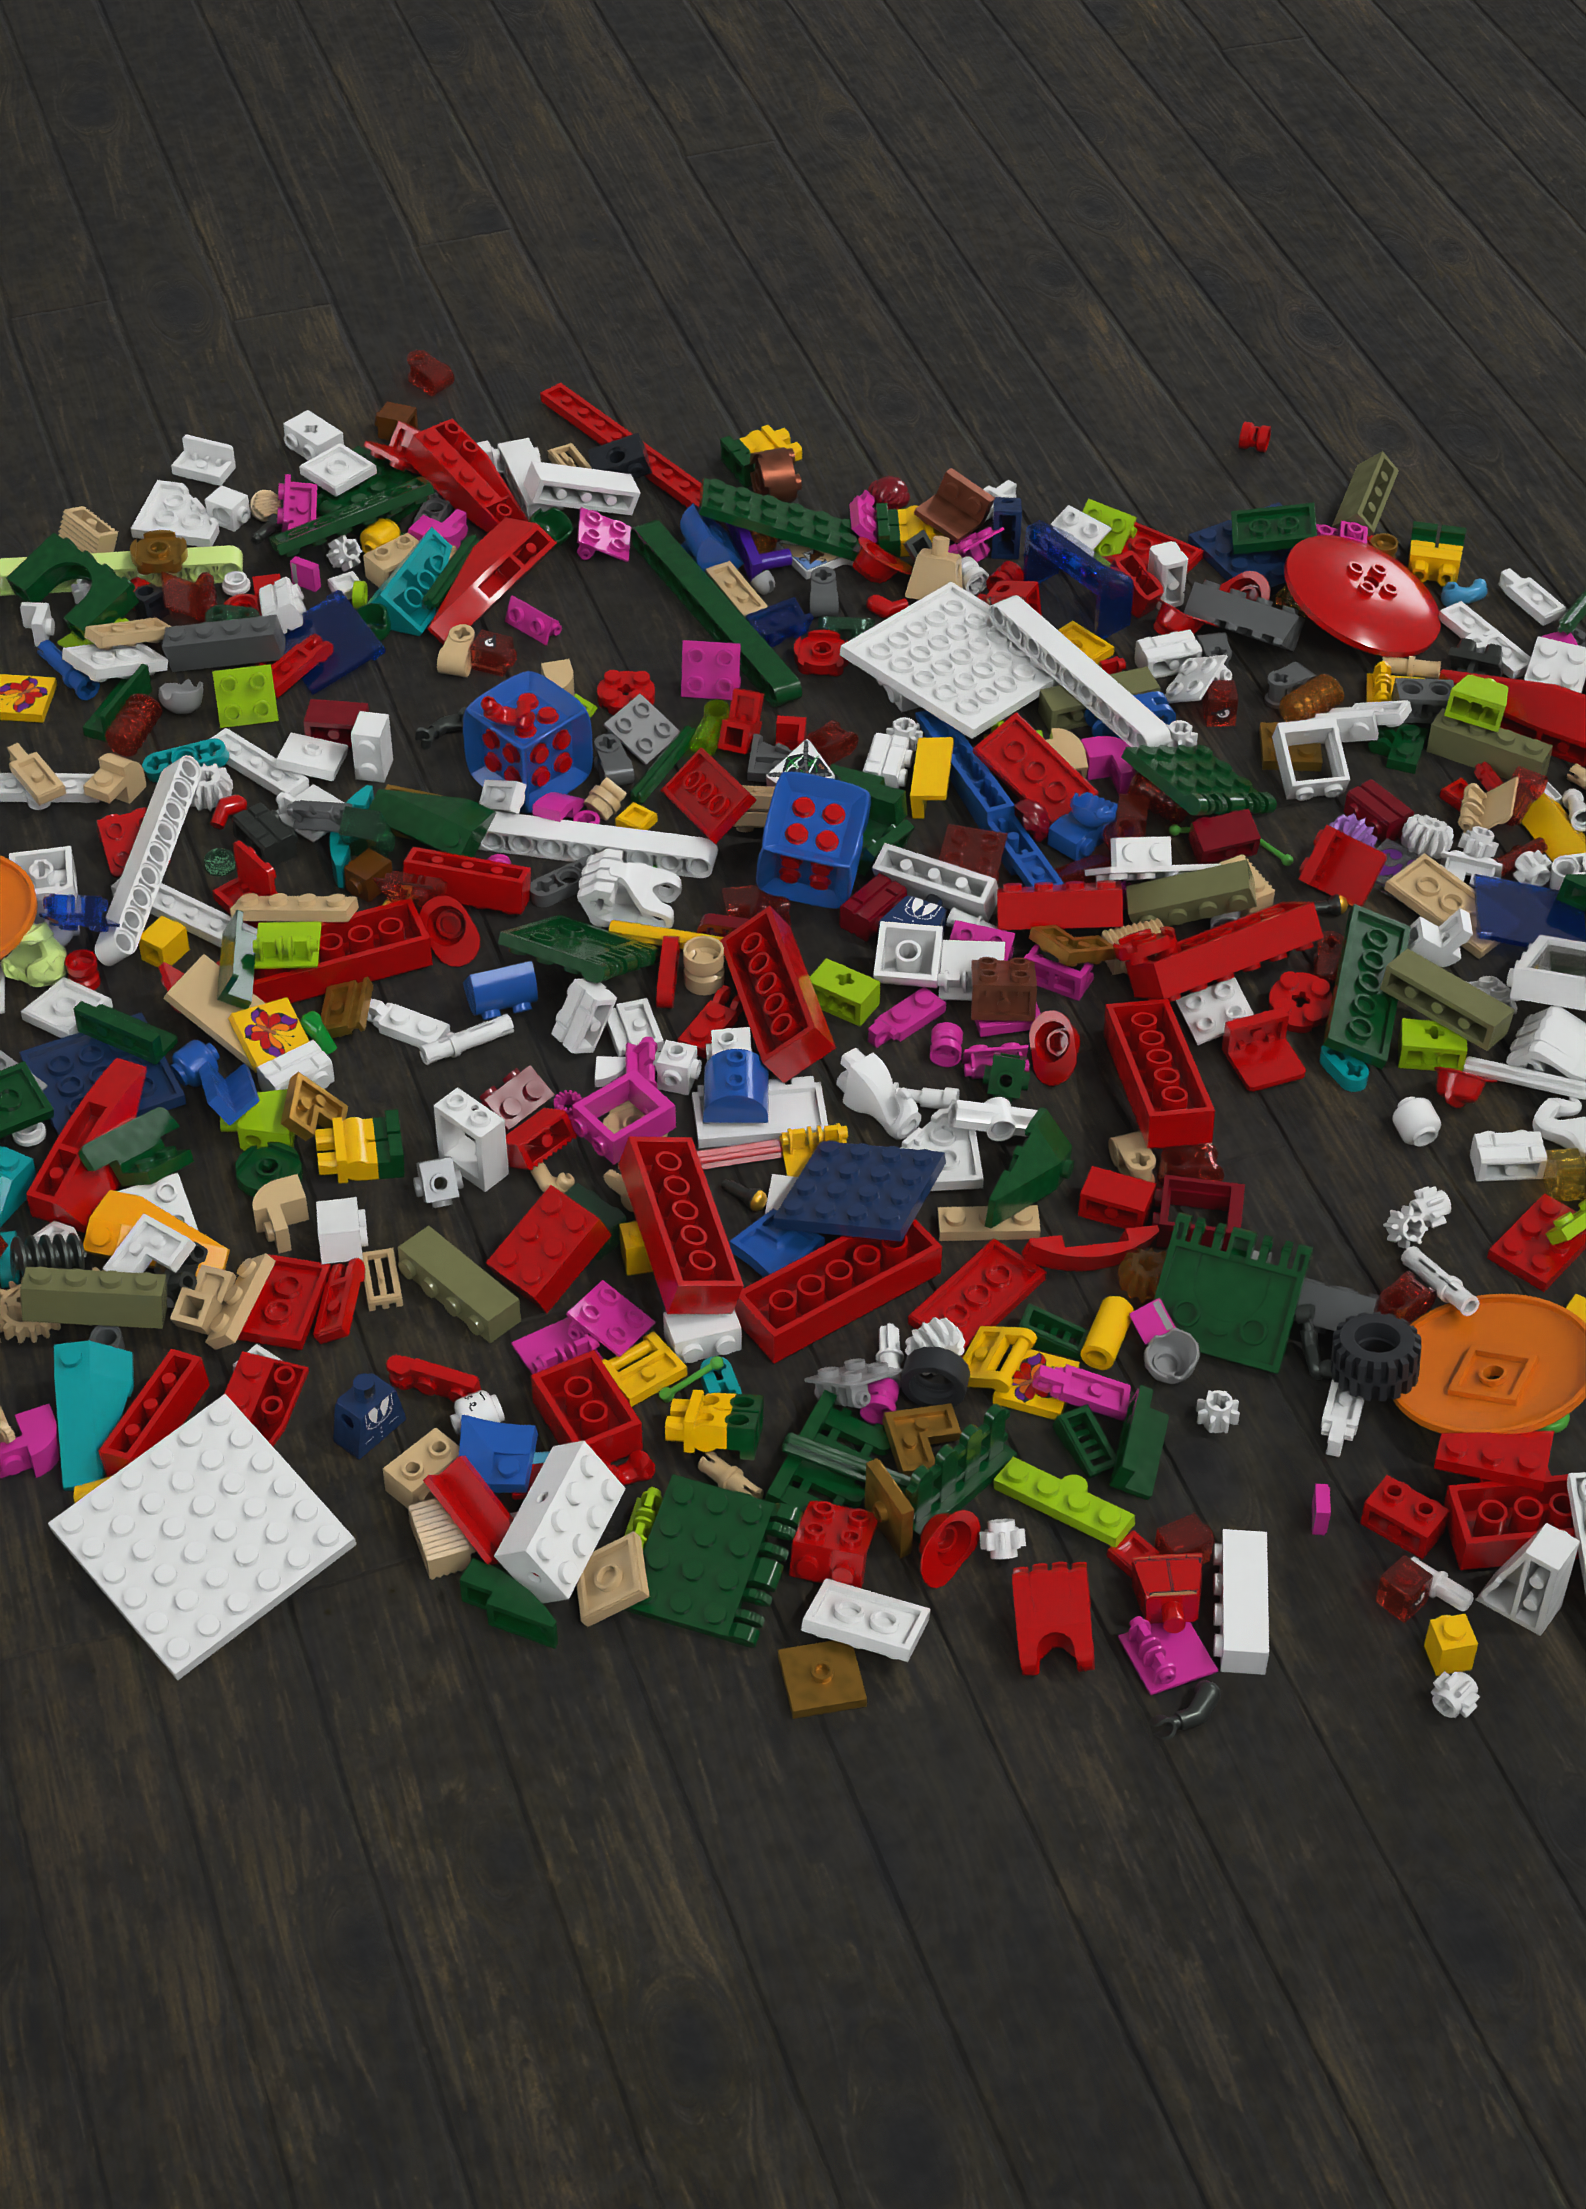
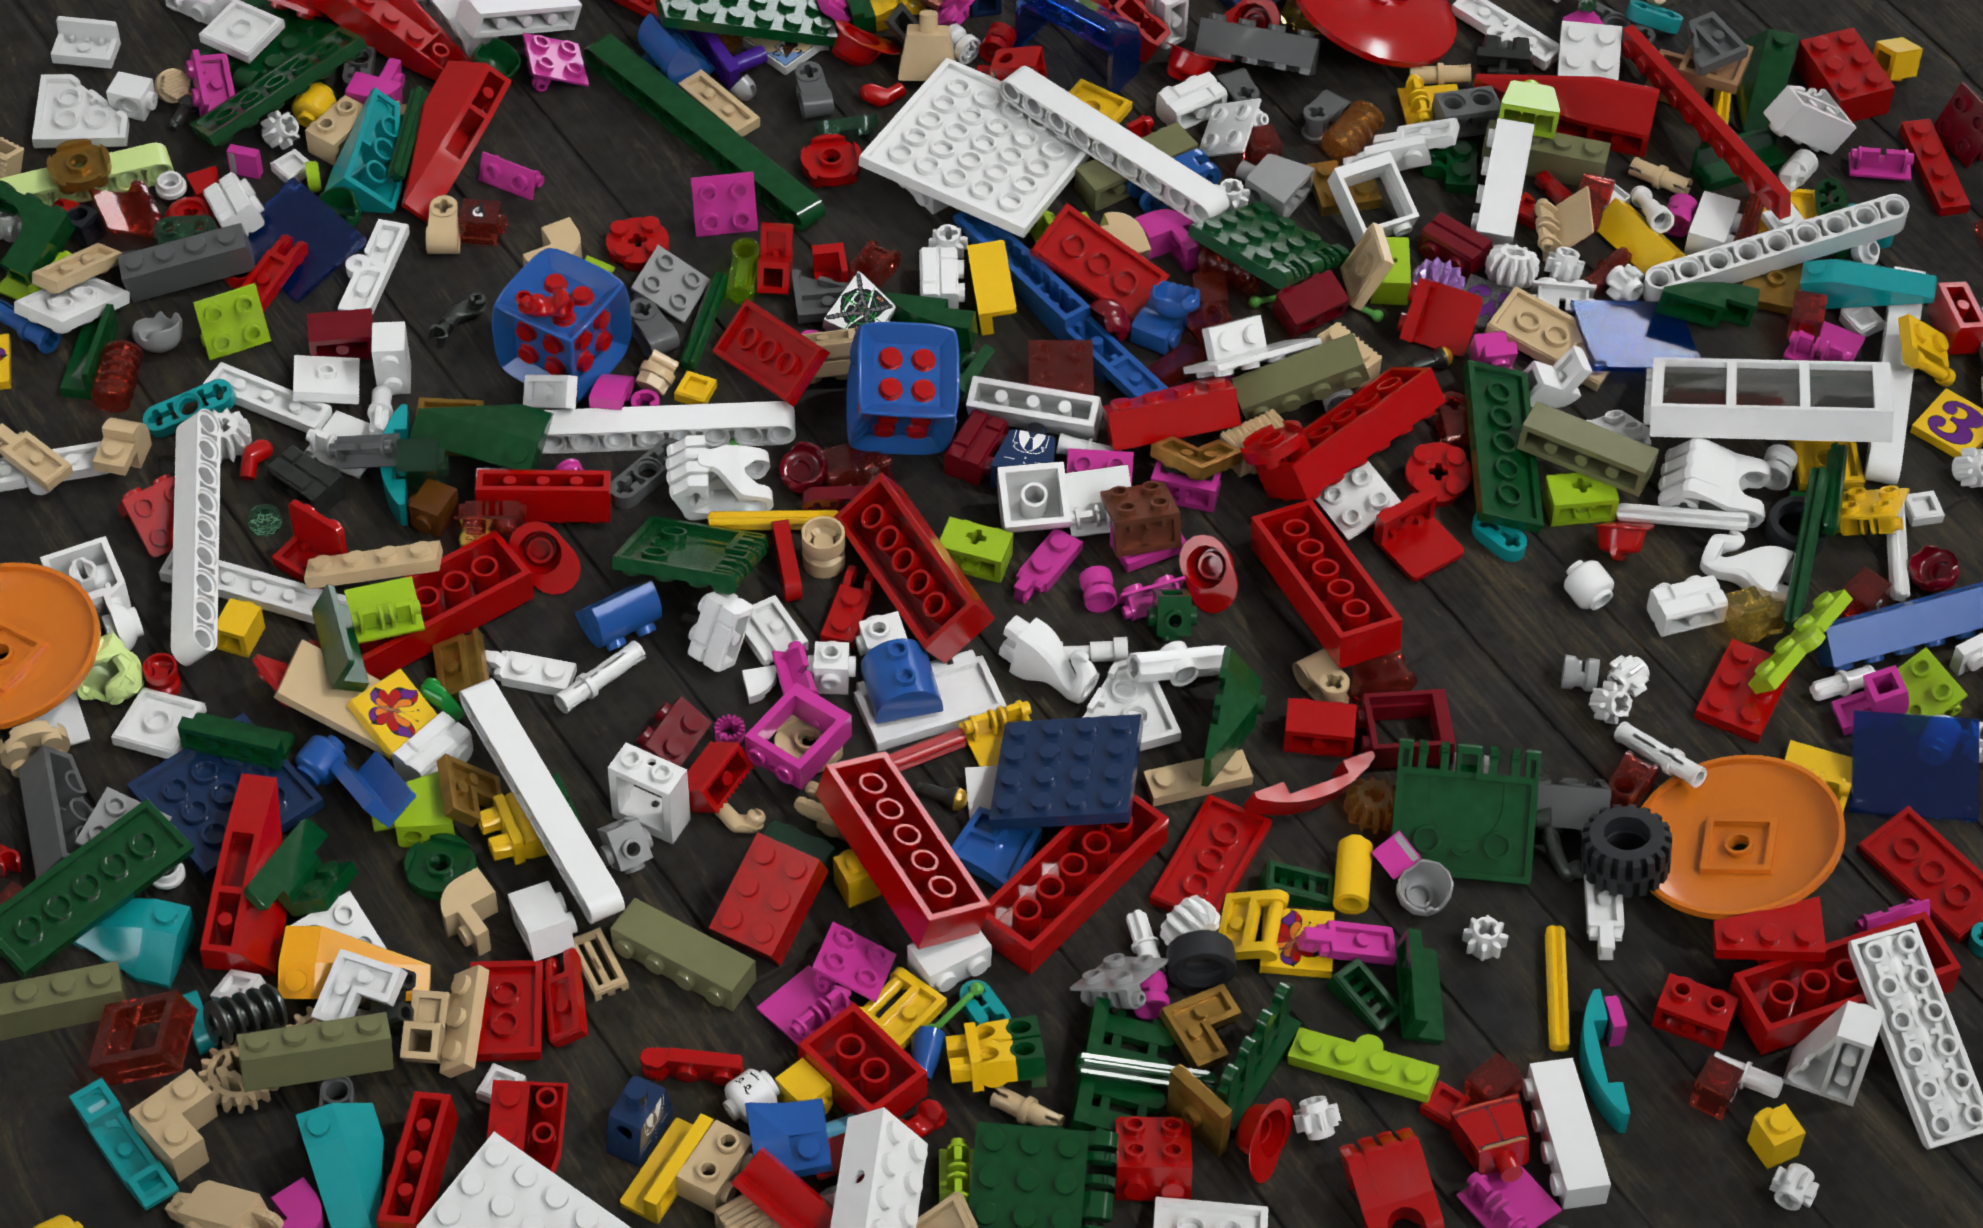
camera: 15 degrees left, 5 degrees up
(85, 913) = (145, 616): clear blue hinge -> none
(350, 786) = (380, 409): none -> white axle
(365, 1478) = (656, 1182): none -> yellow panel
(371, 1128) = (542, 801): none -> white beam
(383, 678) = (372, 271): none -> white hinge
(529, 1410) = (803, 1083): none -> yellow brick
(654, 1409) = (927, 1048): none -> blue cone
(709, 896) = (803, 467): none -> dark red hair
(780, 621) = (777, 132): clear blue bracket -> none
(1227, 733) = (1277, 182): none -> light grey torso
(1275, 1471) = (1557, 988): none -> yellow axle
(1285, 812) = (1366, 266): none -> tan tile
(1295, 1574) = (1607, 1097): none -> teal slope
(1308, 817) = (1397, 282): none -> lime brick
(1383, 1196) = (1580, 673): none -> light grey wheel
(1385, 901) = (1493, 349): none -> dark pink brick
(1439, 760) = (1504, 180): none -> white brick

